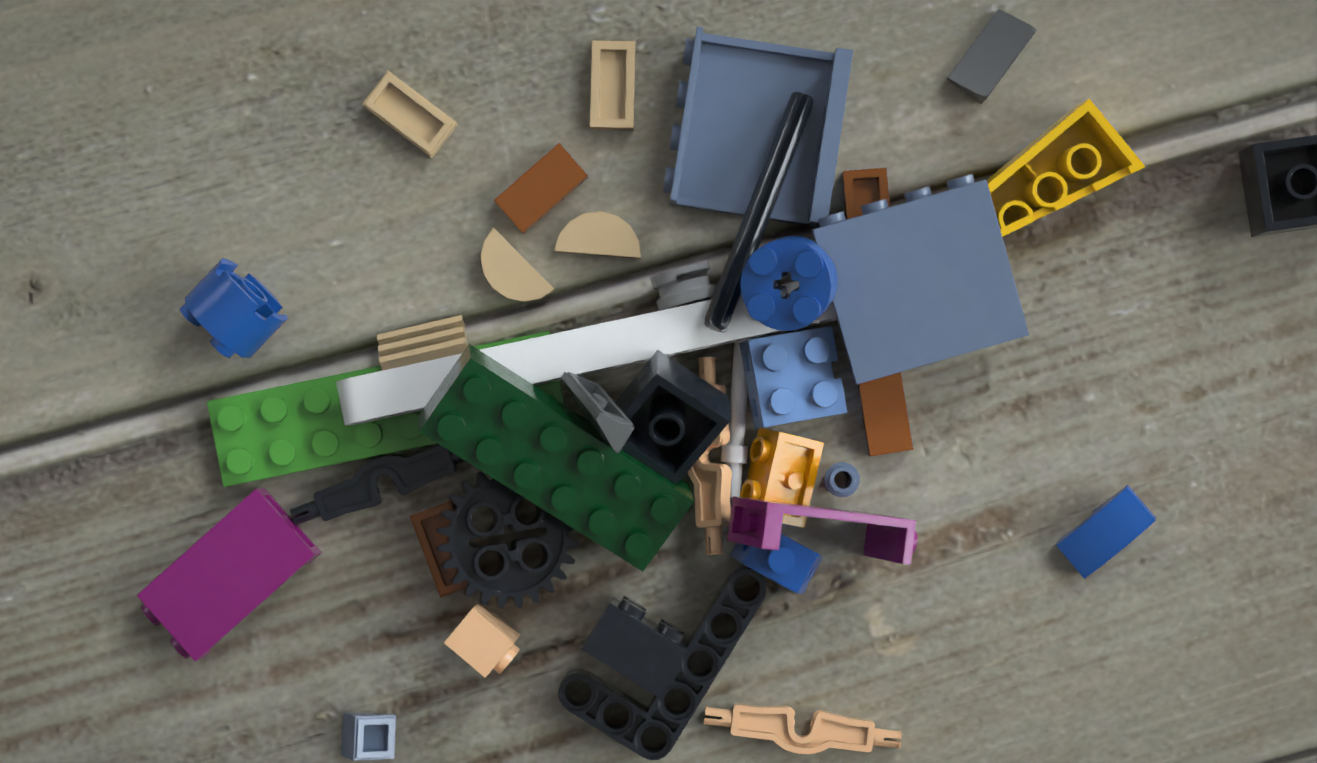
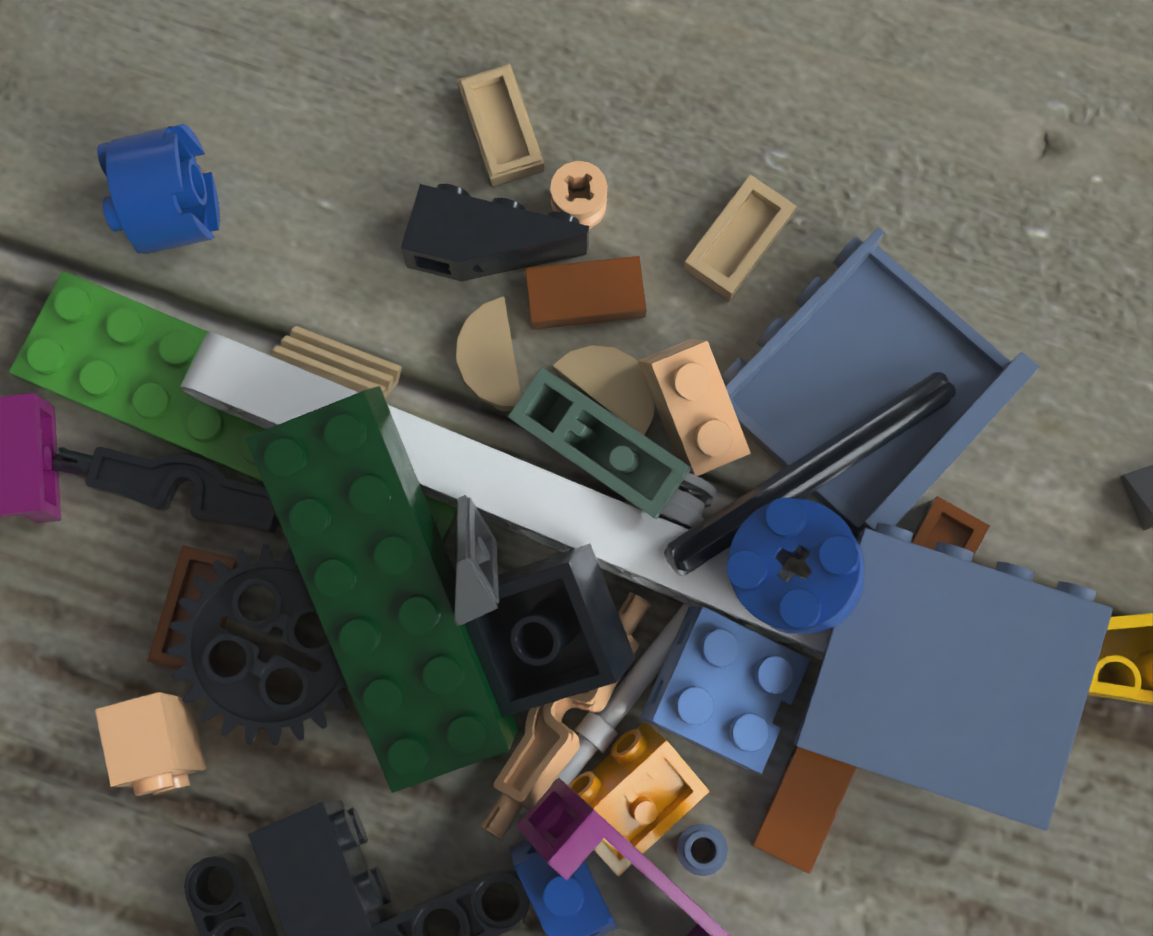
camera: 30 degrees right, 10 degrees down
(448, 203) = (480, 238): none -> black slope
(494, 138) = (580, 175): none -> light nougat wheel
(619, 283) = (599, 442): none -> sand green slope
(660, 219) = (694, 406): none -> light nougat brick

